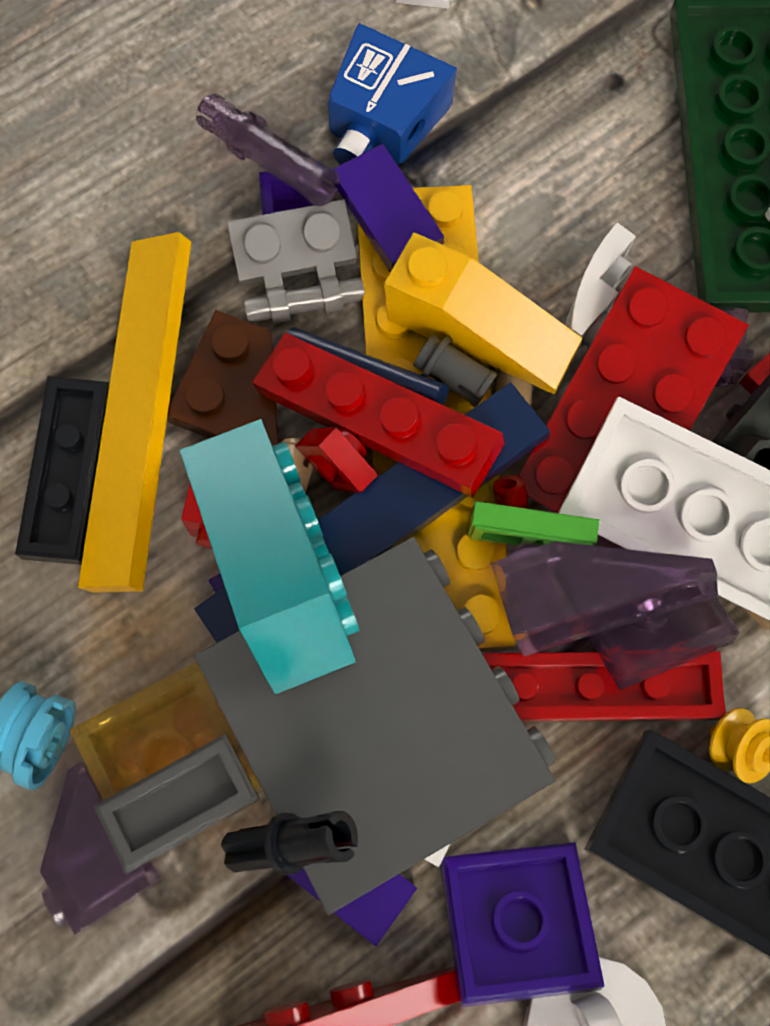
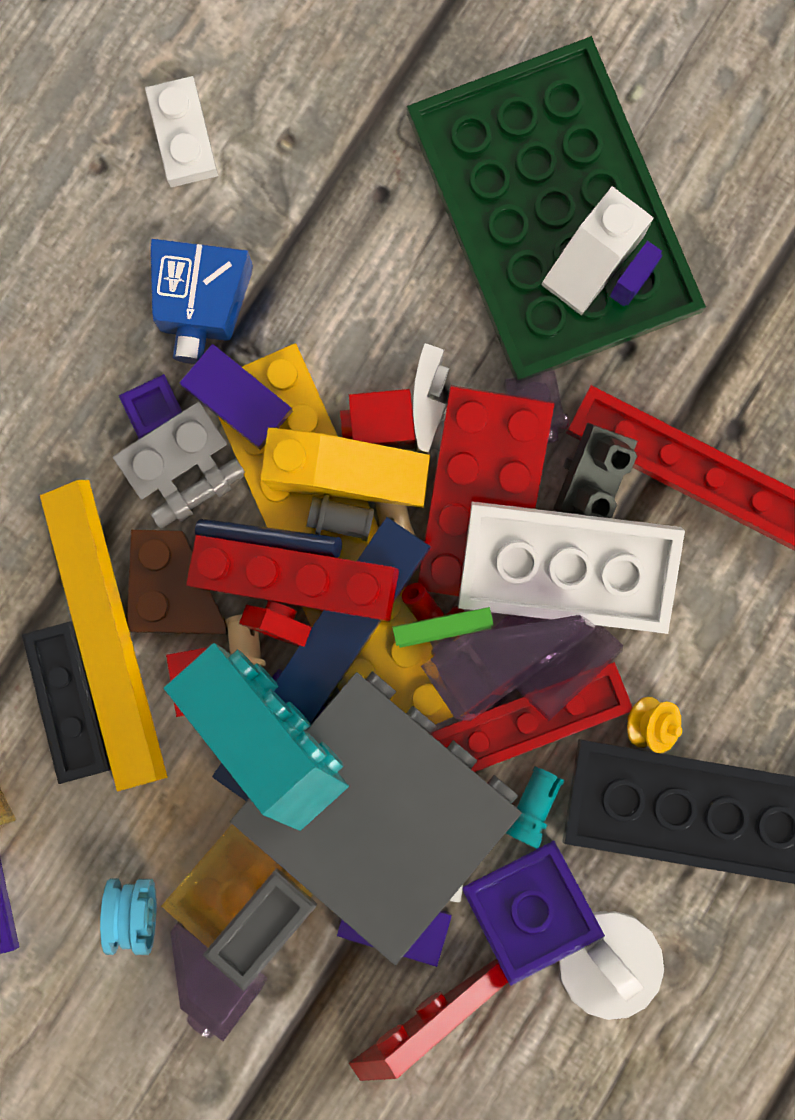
camera: 15 degrees left, 10 degrees up
(251, 138) = (99, 371): clear purple pin -> none
(291, 843) = (350, 929): black axle -> none
(544, 280) = (380, 419): none -> red brick
(554, 805) = (535, 806): none -> teal pin

